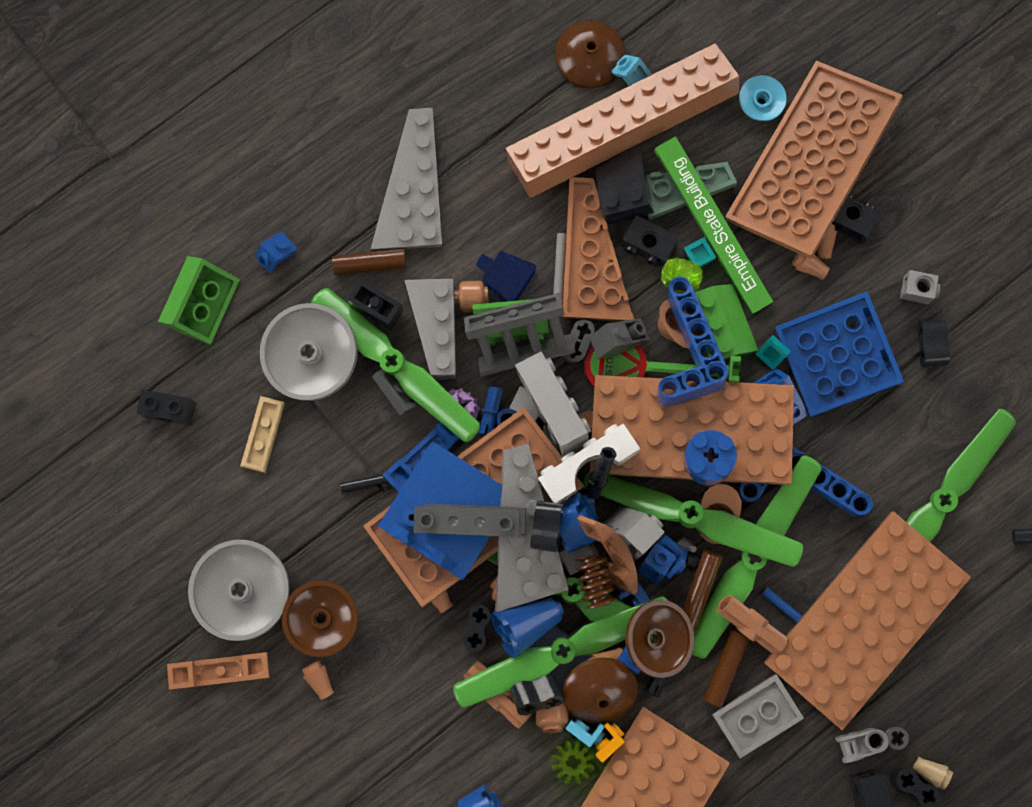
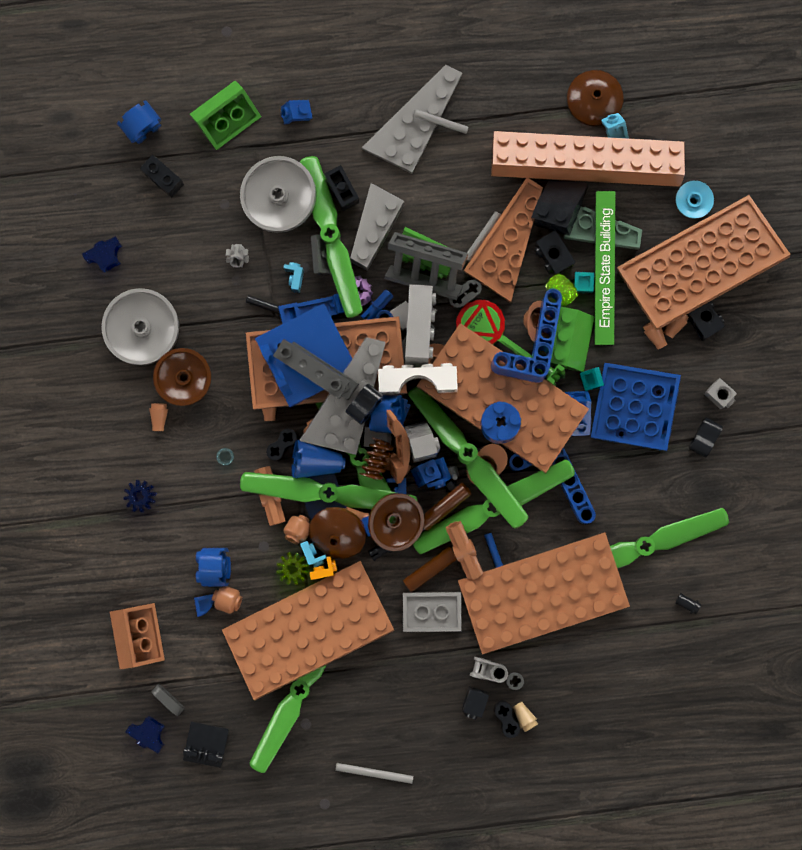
camera: 30 degrees right, 5 degrees up
(106, 362) = (139, 122): none -> blue brick
(150, 532) = (104, 254): none -> clear blue brick
(218, 670) = (96, 371): nougat slope -> none
(262, 434) = (215, 232): tan tile -> none
(302, 446) = (237, 255): none -> light grey gear
(345, 791) = (145, 492): none -> clear blue gear
(369, 262) = (355, 156): reddish brown piece -> none
(383, 434) = (295, 280): none -> medium azure bracket
(426, 685) = (226, 462): none -> clear light blue bush
(440, 171) = (440, 121): none -> light grey bar
(469, 294) = (411, 219): nougat head -> none
(506, 275) = (442, 220): clear blue torso -> none
(536, 695) = (294, 510): black axle -> none
(603, 464) = (420, 392): black pin -> none
(619, 337) = (492, 307): dark grey slope -> none

